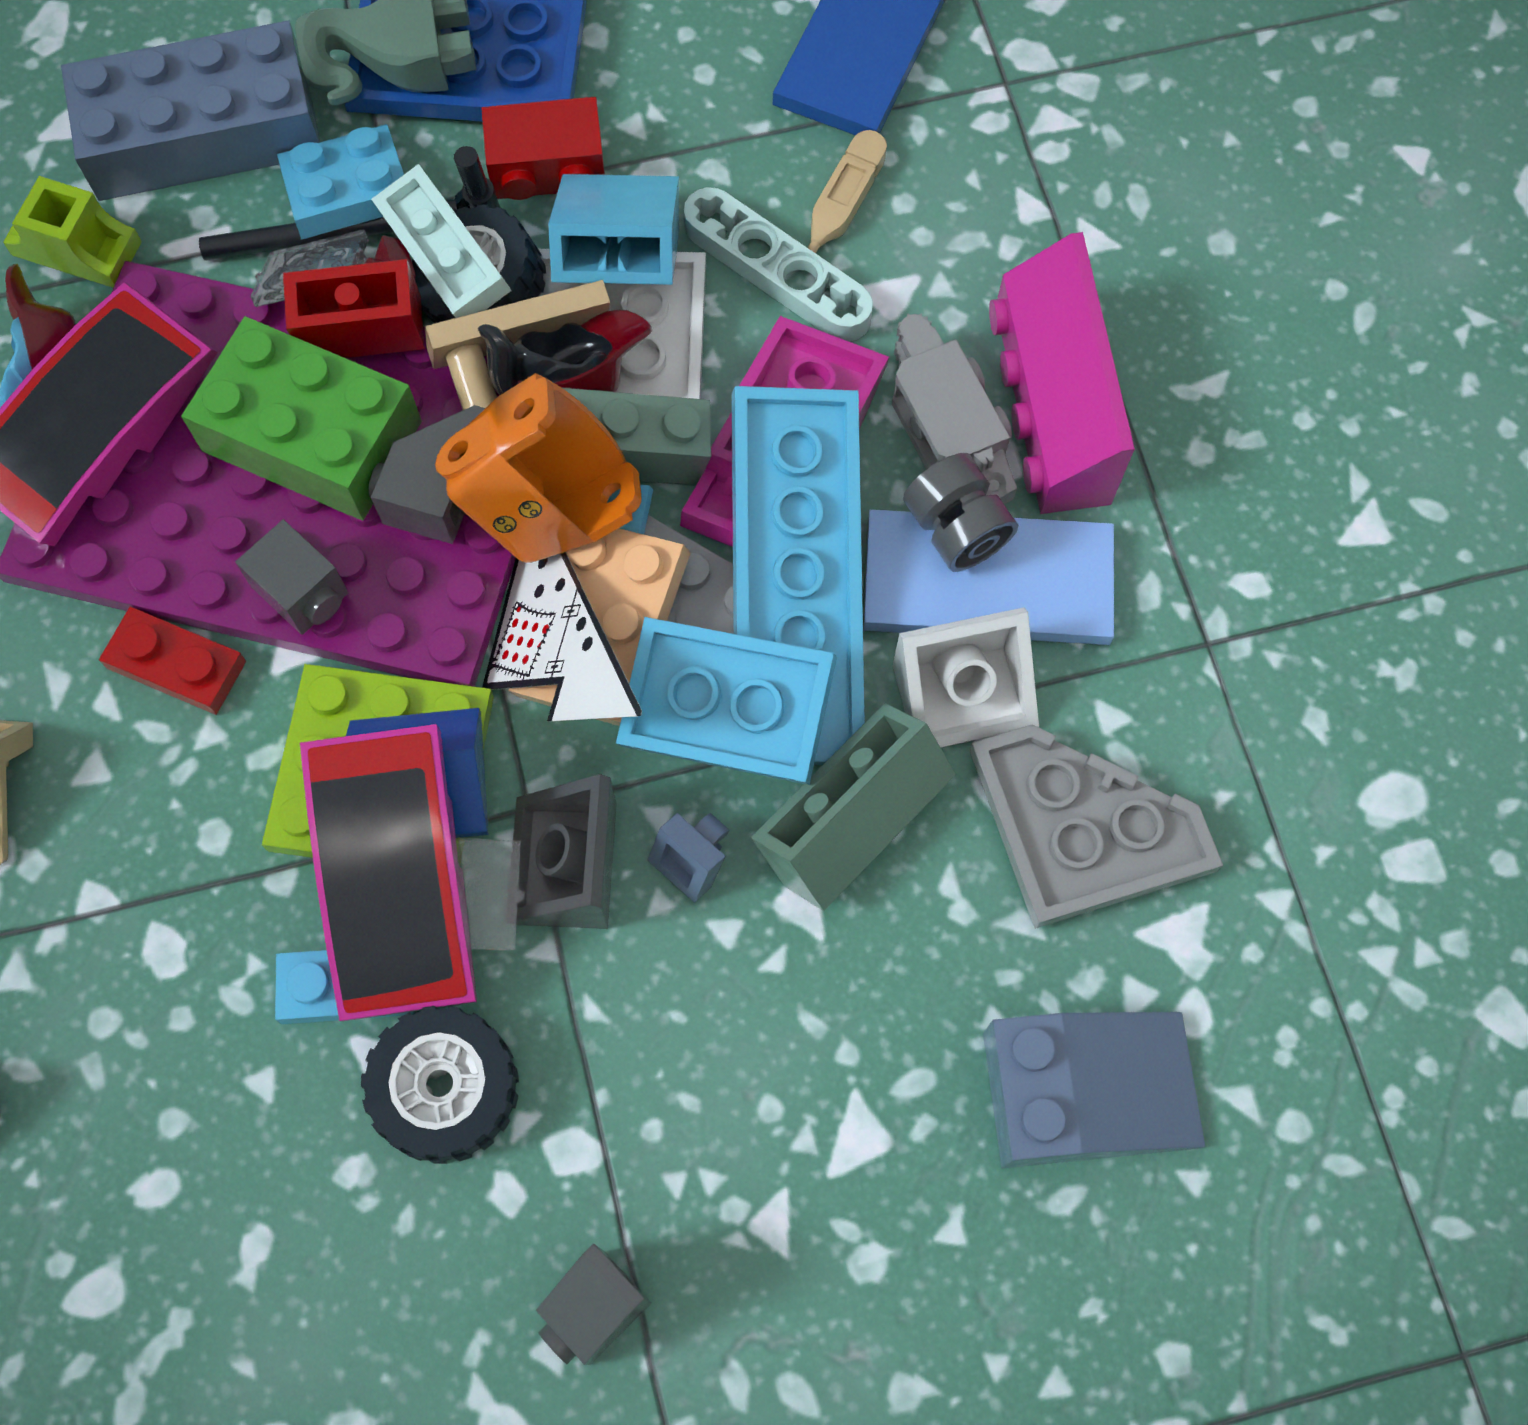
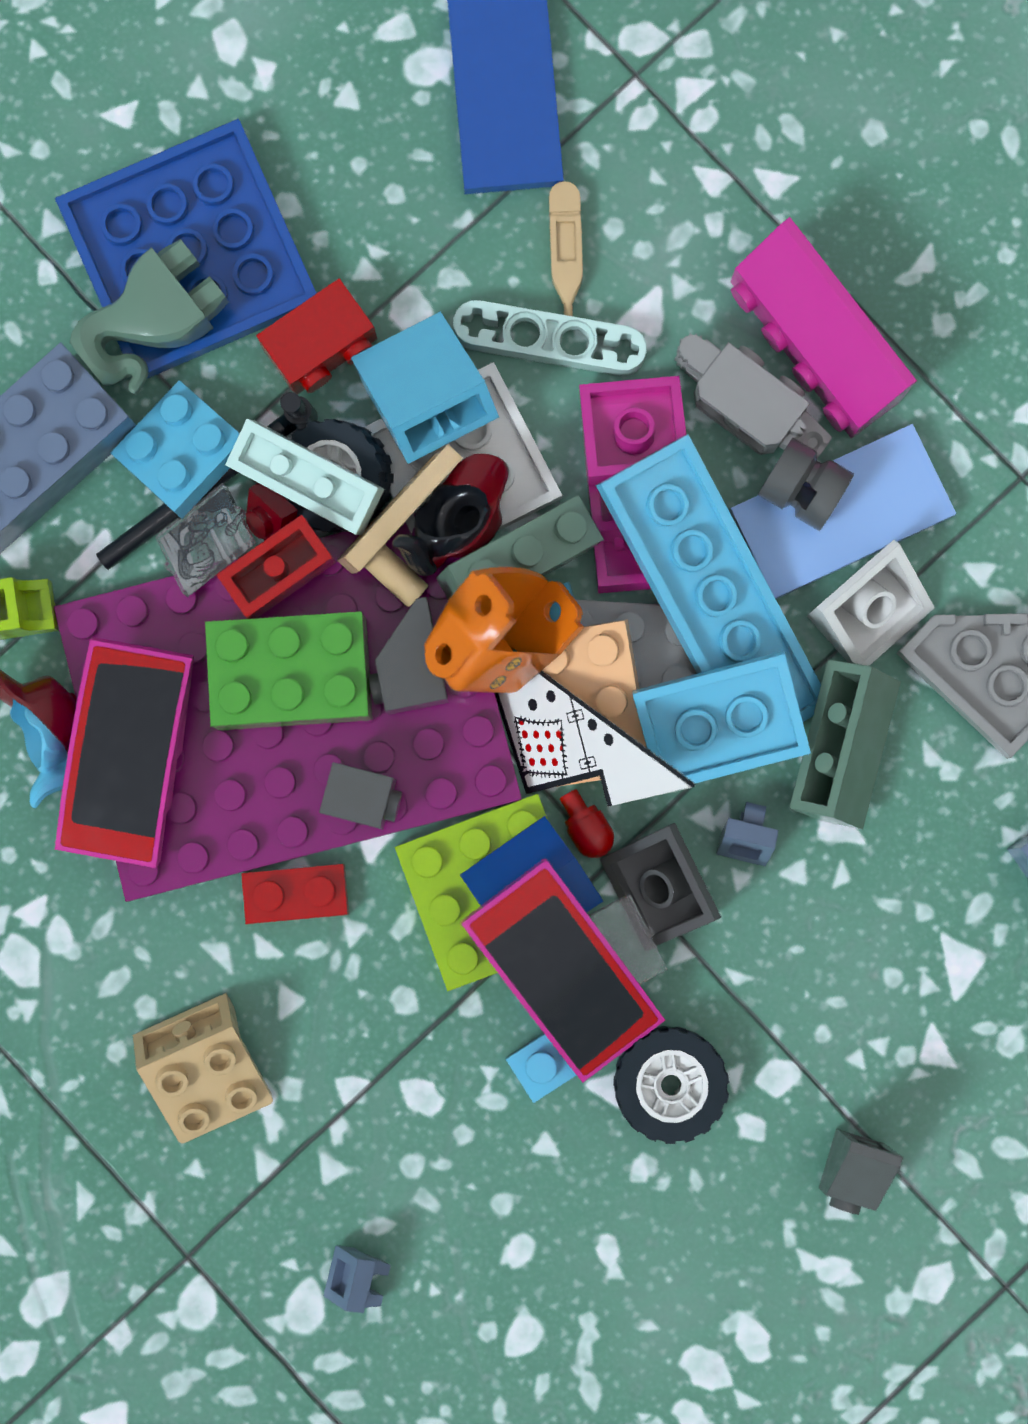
camera: 25 degrees left, 15 degrees up
(522, 751) = (587, 826): none -> red cylinder

